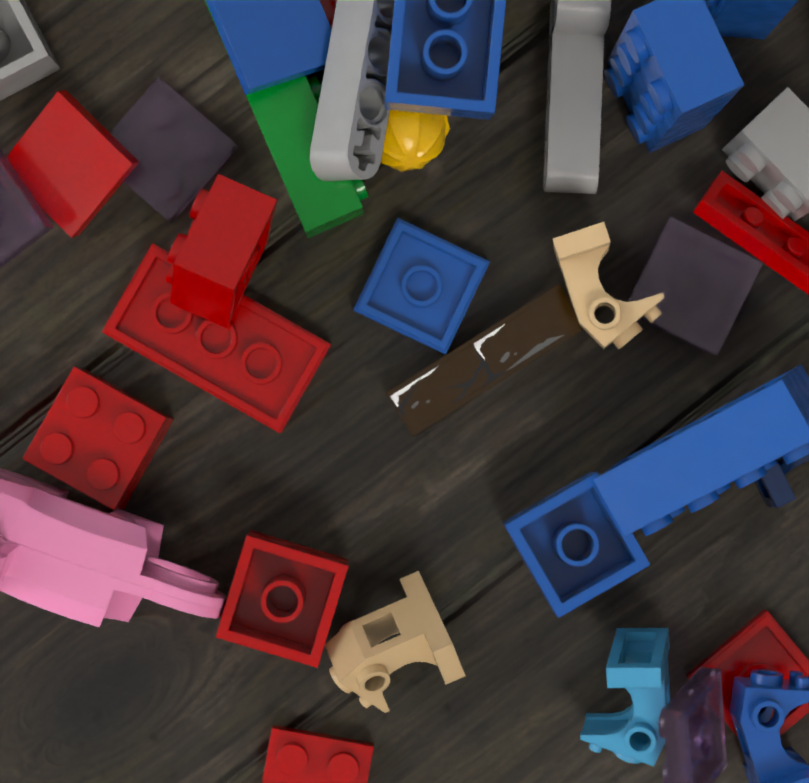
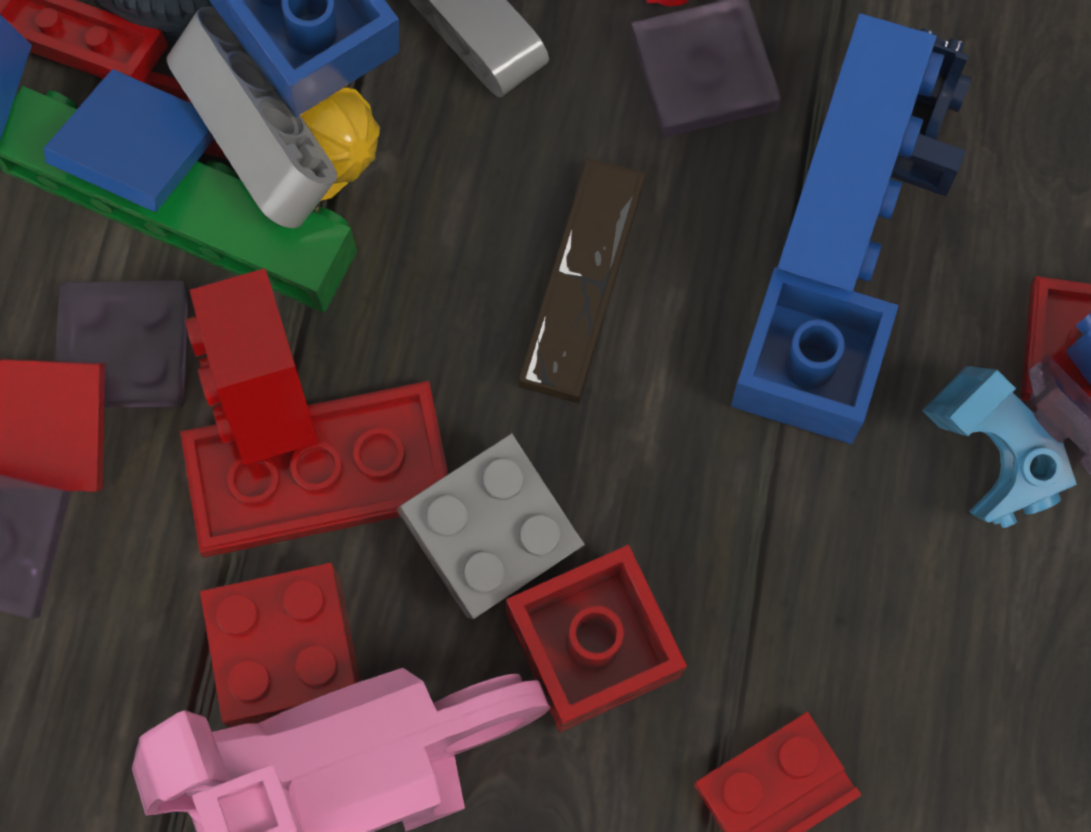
camera: 40 degrees left, 15 degrees down
(280, 475) = (490, 527): none -> light grey brick
(365, 665) = (727, 584): tan tile -> none
(421, 286) = (466, 266): blue tile -> none
(579, 260) = (589, 117): tan tile -> none

